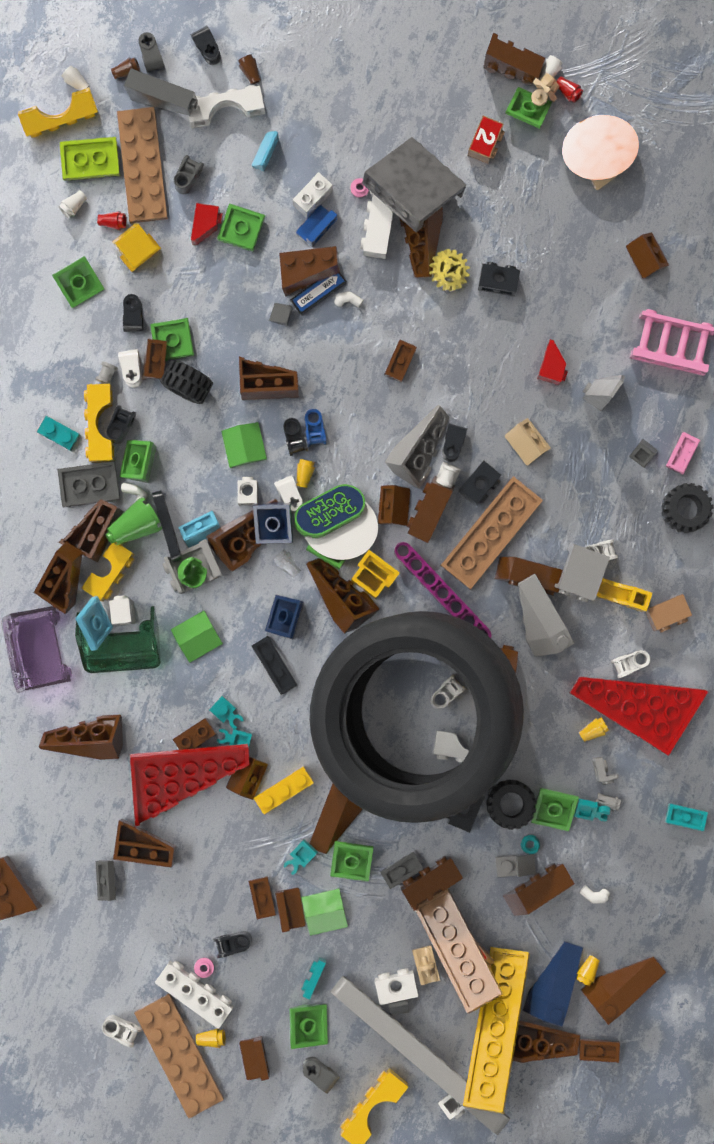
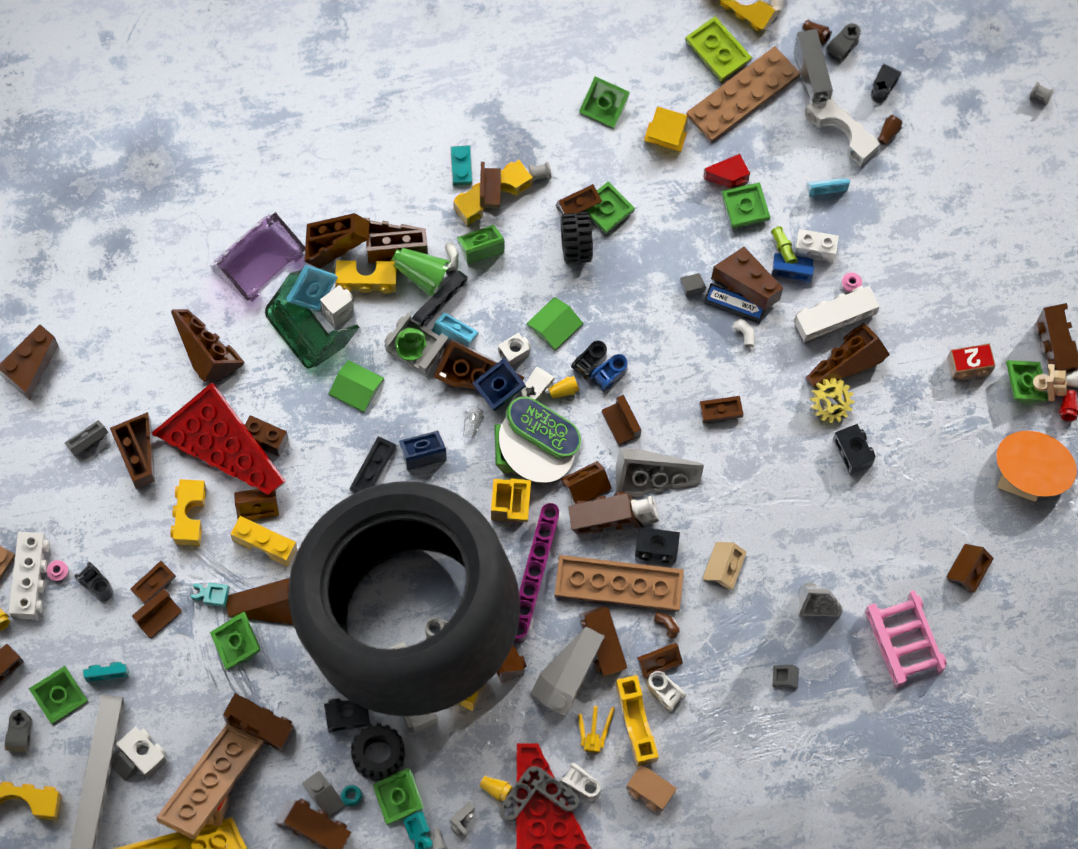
camera: 55 degrees right, 15 degrees down
(72, 204) = (669, 58): white cone -> none
(88, 484) = (432, 211): dark grey plate -> none
(97, 423) = (490, 187): none -> reddish brown panel
(113, 220) = (679, 100): red cone -> none
(122, 421) = (505, 212): black piece -> none
(130, 365) = (558, 188): white piece -> none
(132, 316) = (604, 163): black piece -> none
(188, 171) = (764, 133): dark grey piece -> none
(206, 827) = (188, 495): none -> yellow arch
(224, 710) = (303, 448): teal plate -> none
(236, 738) = (287, 473): teal plate -> none
(266, 382) = (622, 305): reddish brown wedge -> none
(295, 220) = (784, 245): none -> lime pin
(324, 912) = (173, 647): bright green slope -> none
(344, 602) = (475, 477): reddish brown wedge -> none
(360, 445) = (621, 421): none -> reddish brown panel
(401, 870) = (255, 691): dark grey plate -> none
(412, 183) = (886, 318): flat silver panel -> none
(426, 965) = (178, 765): tan hips -> none
(454, 439) = (682, 498): black piece -> none
(551, 514) = (669, 622): none -> reddish brown arm
(553, 365) = (807, 543): red slope -> none
(573, 534) = (660, 660): none -> reddish brown plate
(582, 573) = (634, 679): light grey panel -> none
(604, 632) = (592, 742): none -> yellow plant
(615, 697) = (540, 787): none -> dark grey beam
(682, 453) = (809, 711): bright pink plate -> none
(701, 500) = (748, 757): black tyre -> none

